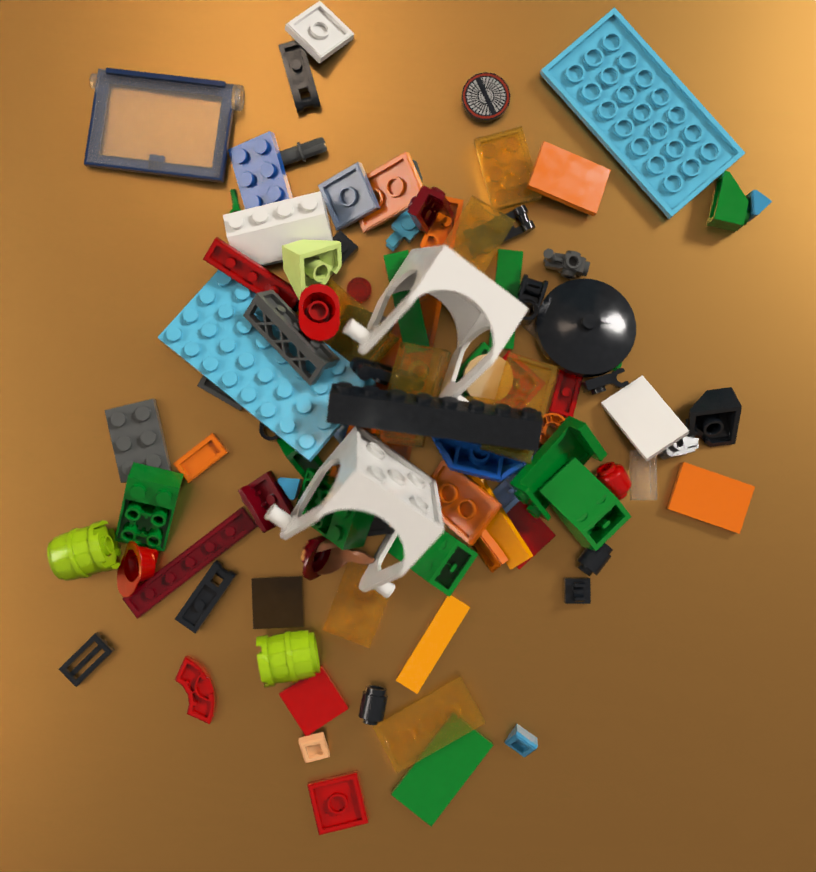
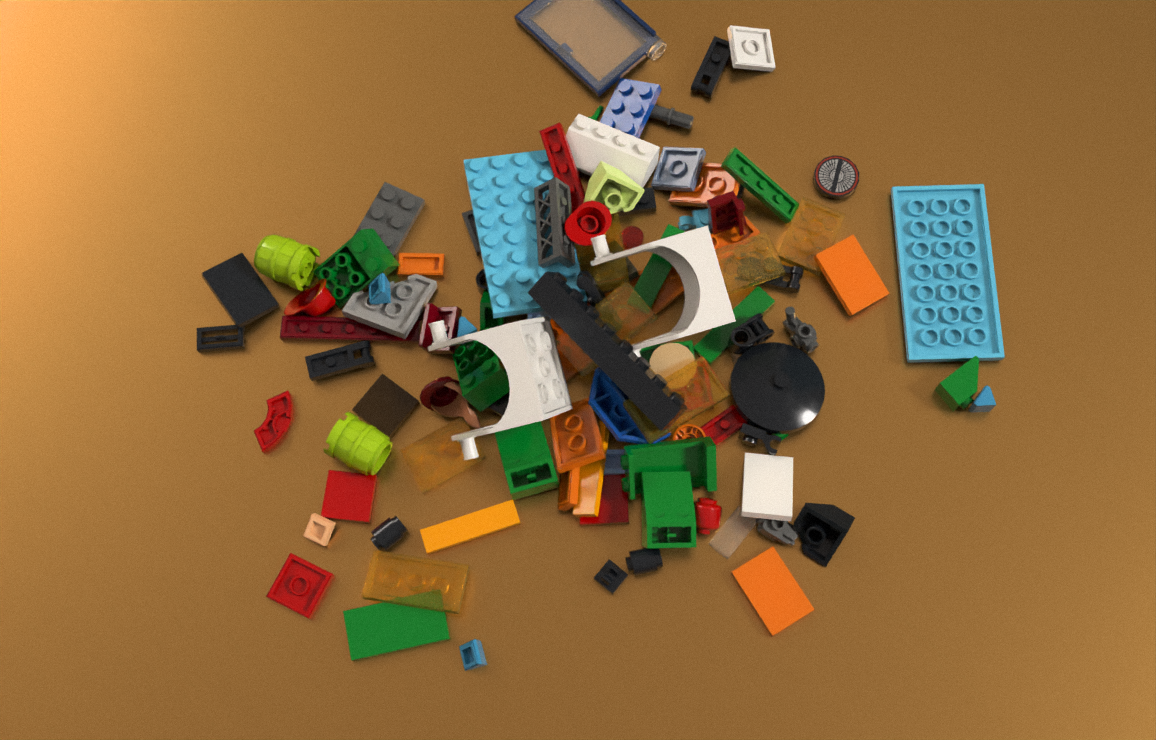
camera: 45 degrees right, 15 degrees down
(65, 607) = (240, 290): none -> black tile
(189, 513) = (380, 290): none -> dark azure slope
(209, 514) = (400, 315): none -> light grey plate
(433, 158) = (760, 185): none -> green tile

